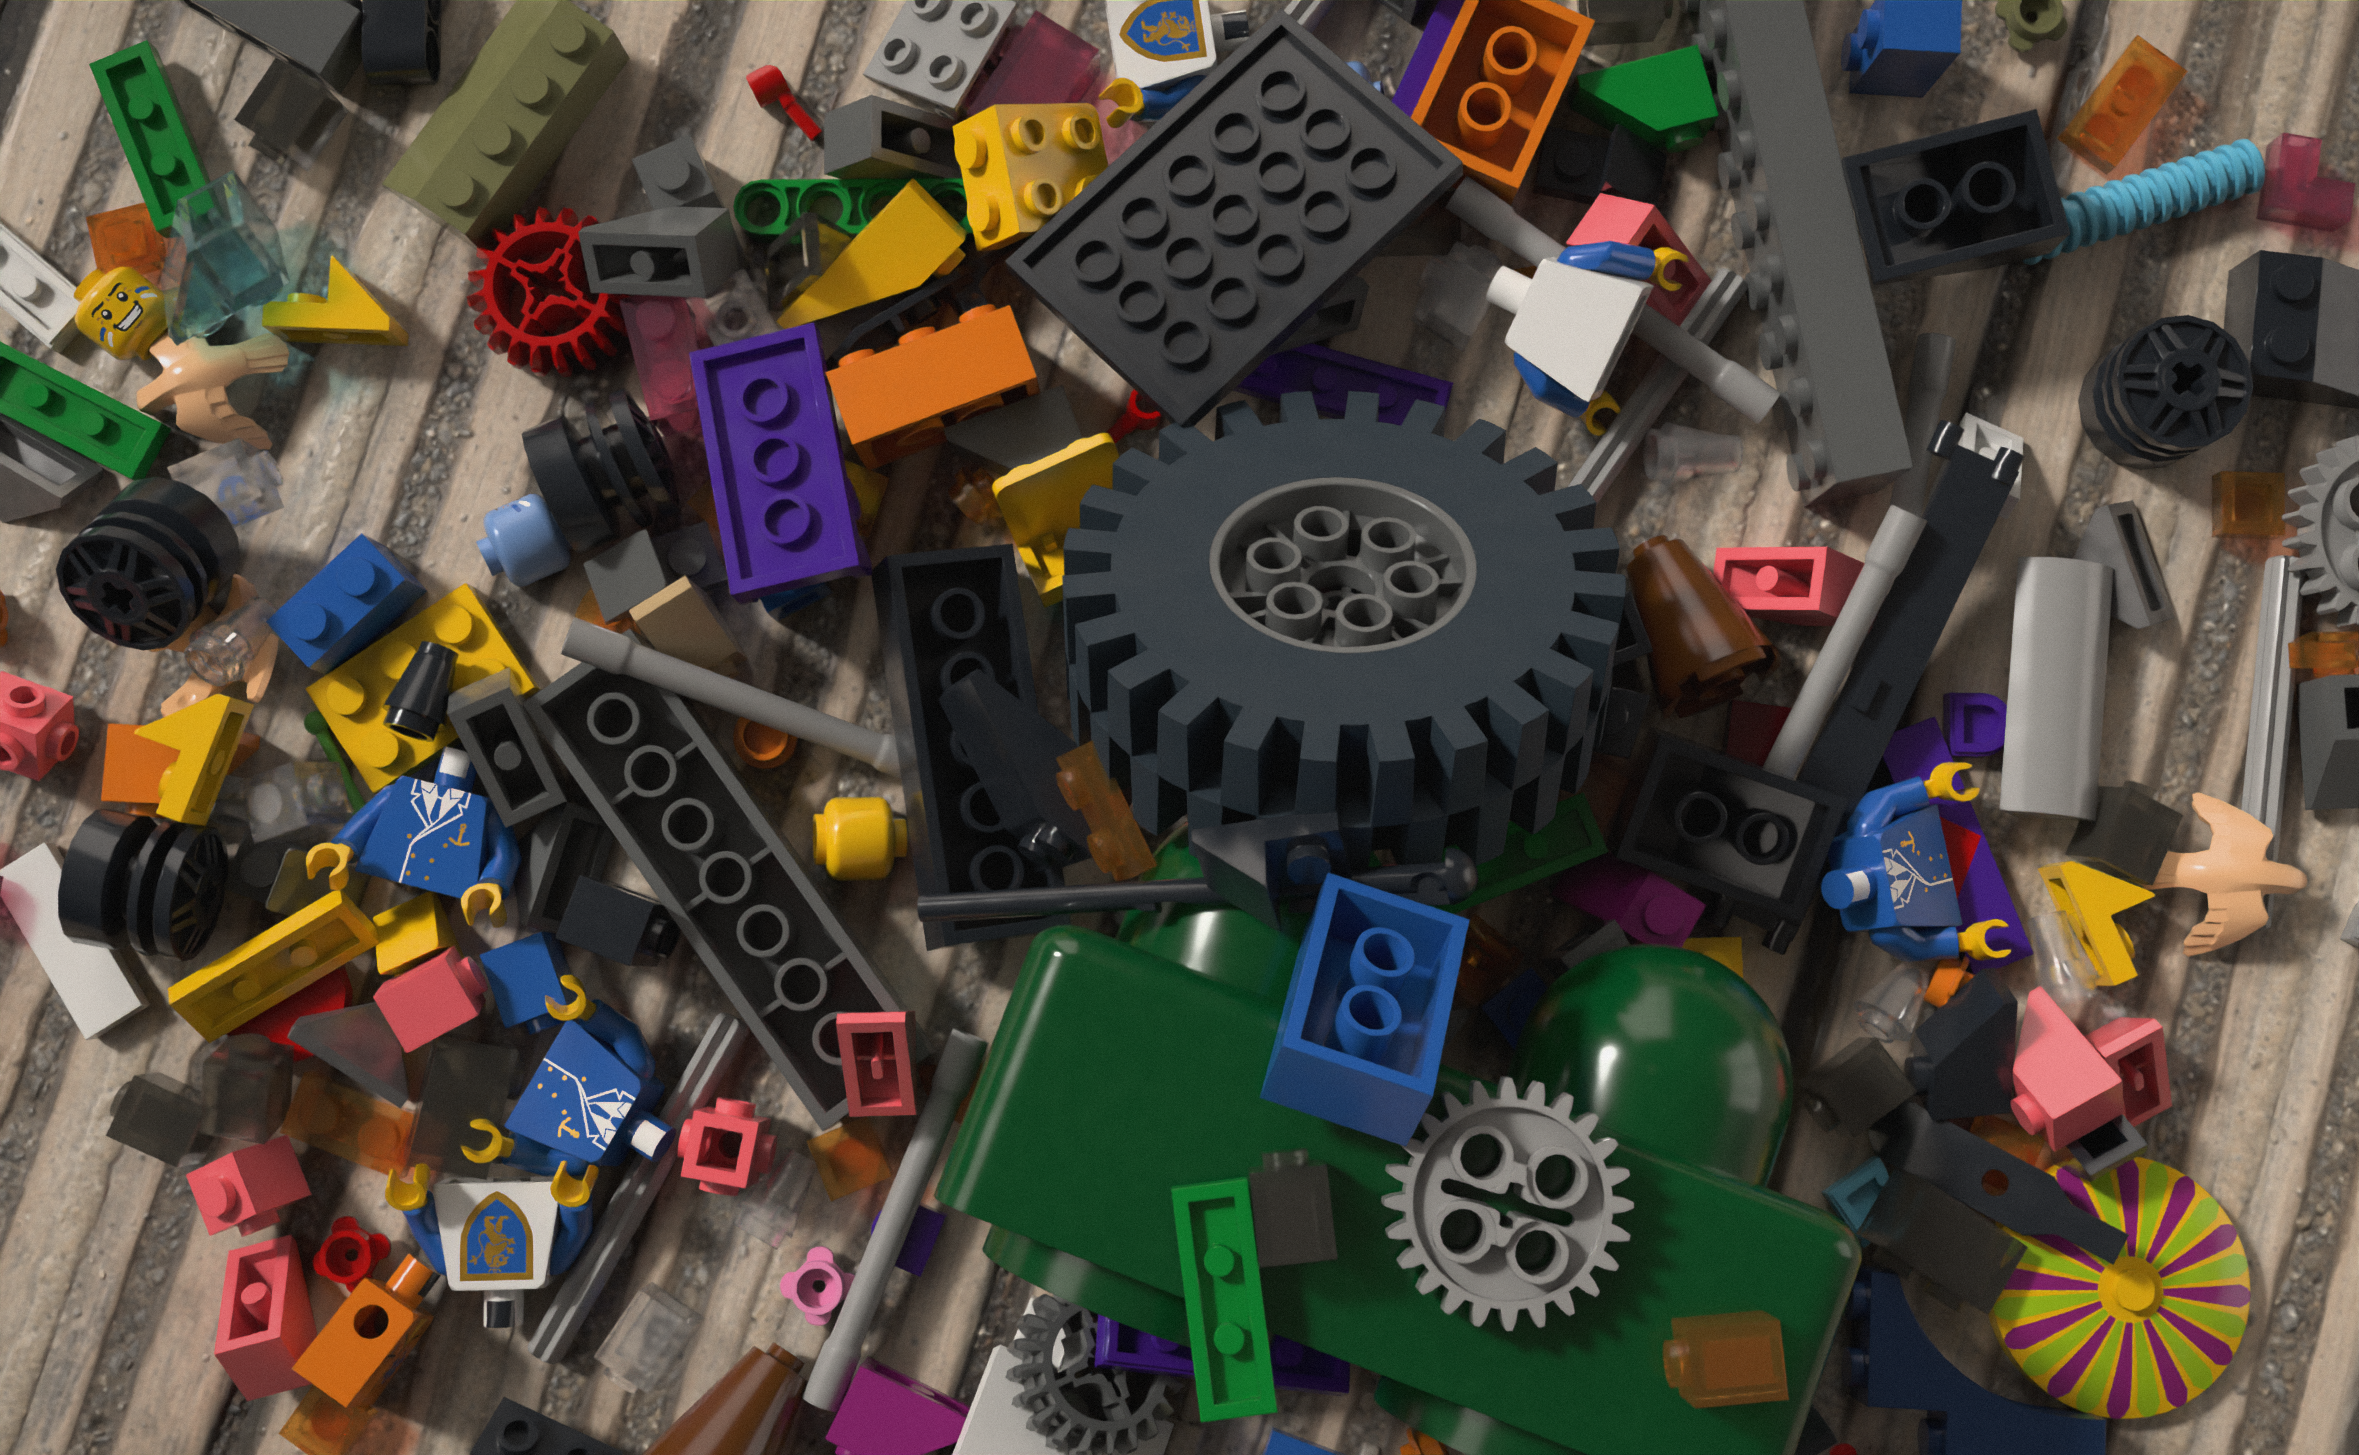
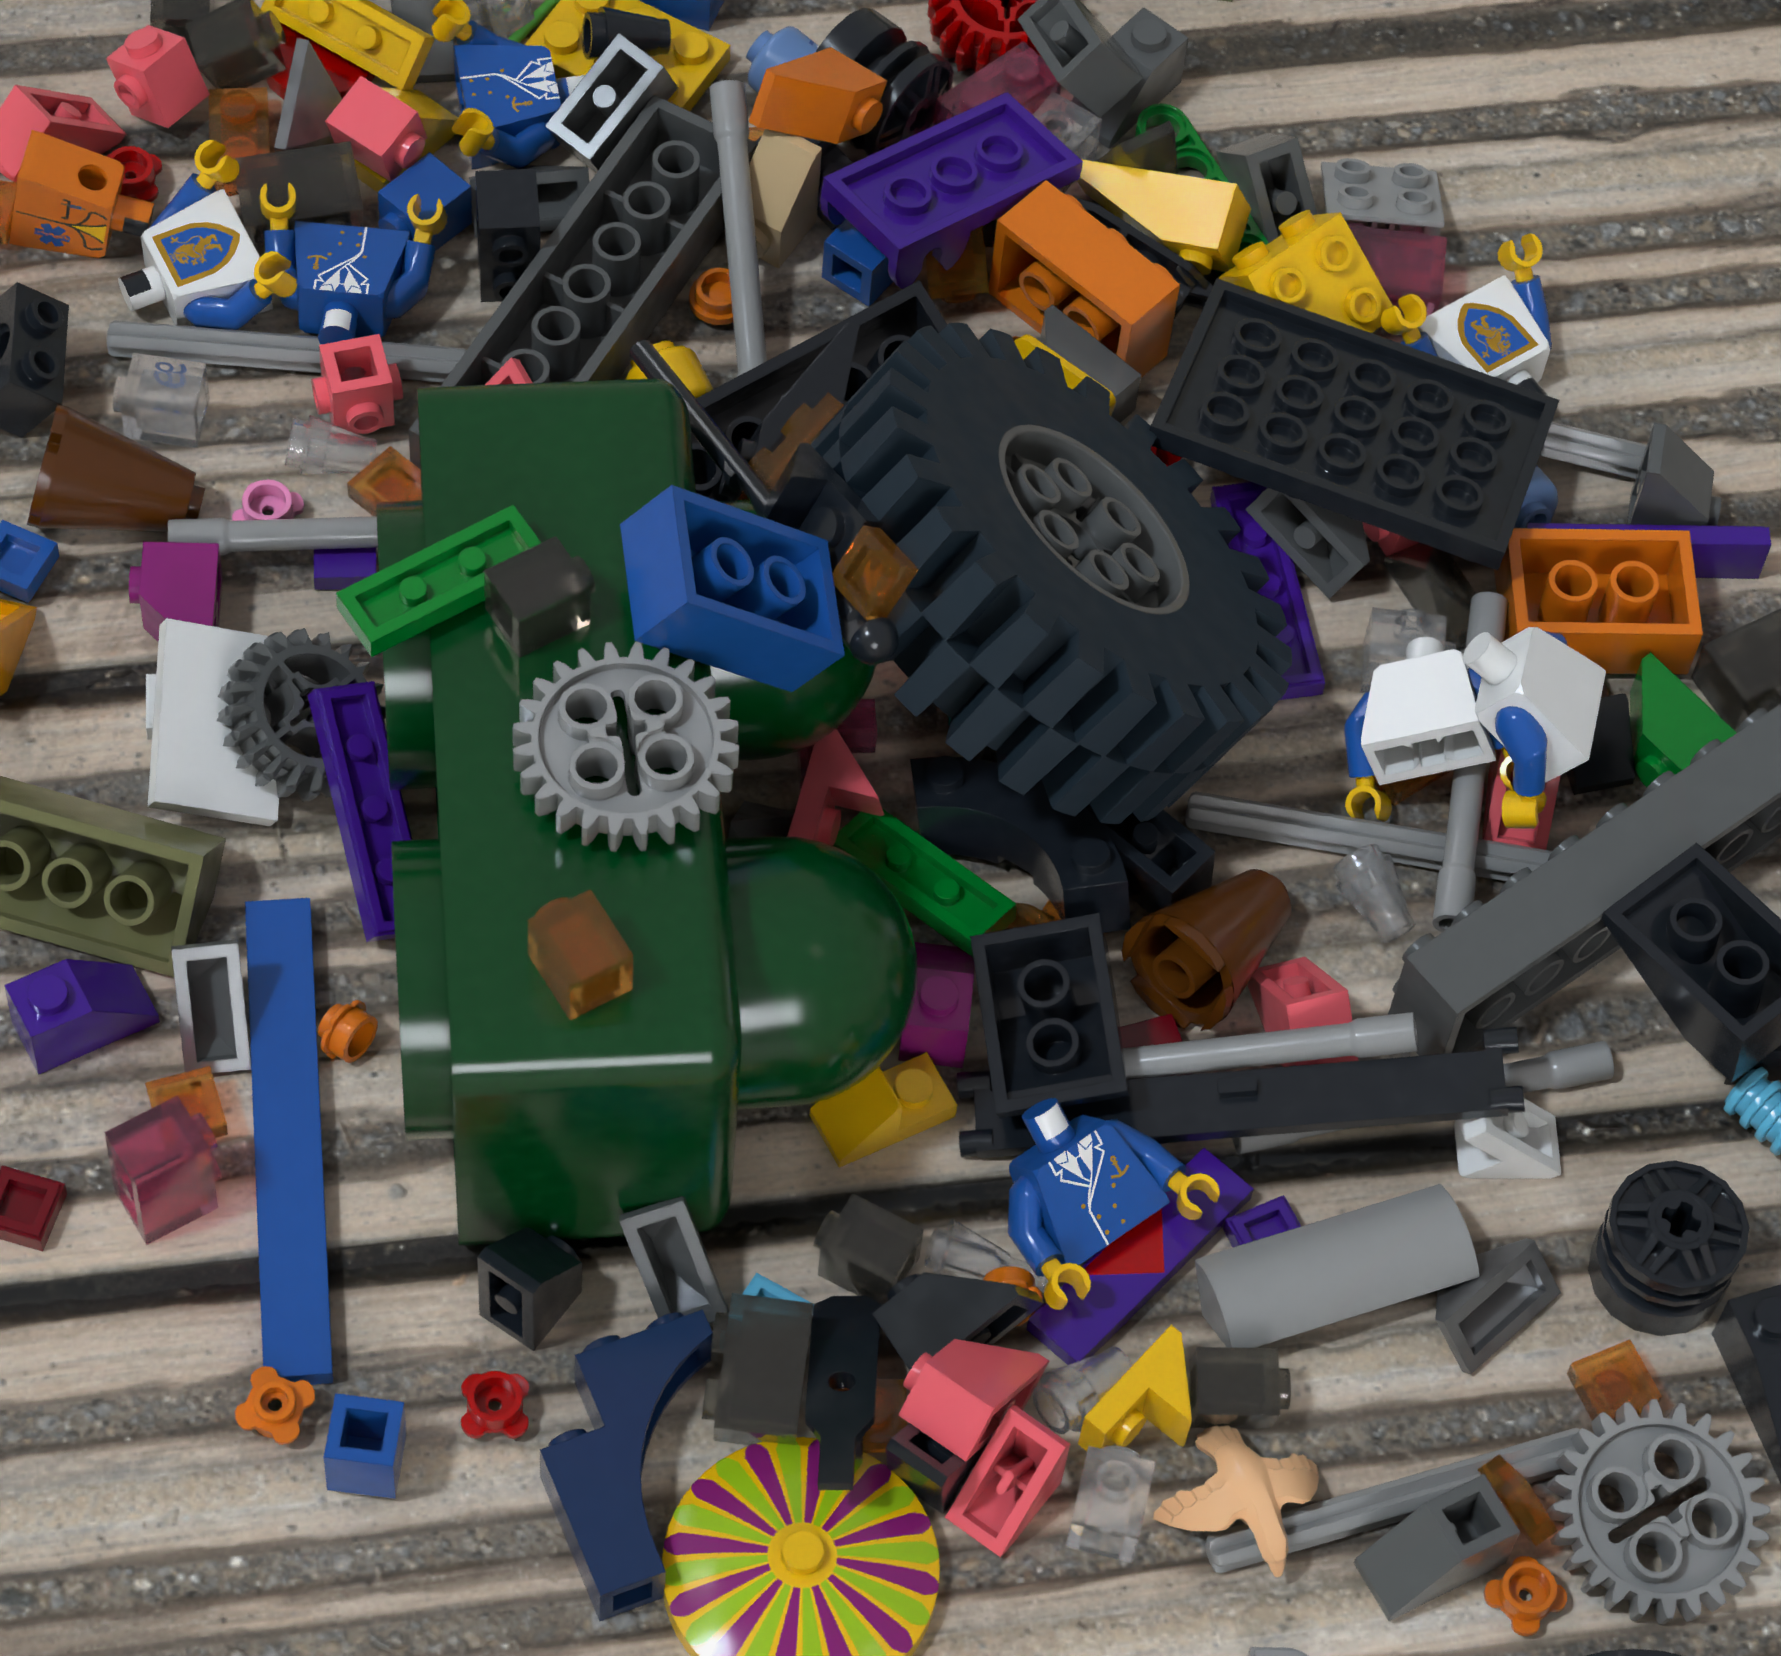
camera: 60 degrees right, 25 degrees down
(626, 547) = (819, 98): none -> orange slope
(769, 86) = (1268, 97): red hand -> none
(1393, 847) = (873, 573): none -> clear orange plate
(1646, 224) = (1540, 706): none -> white torso
(2180, 993) = (1111, 1502): none -> clear brick

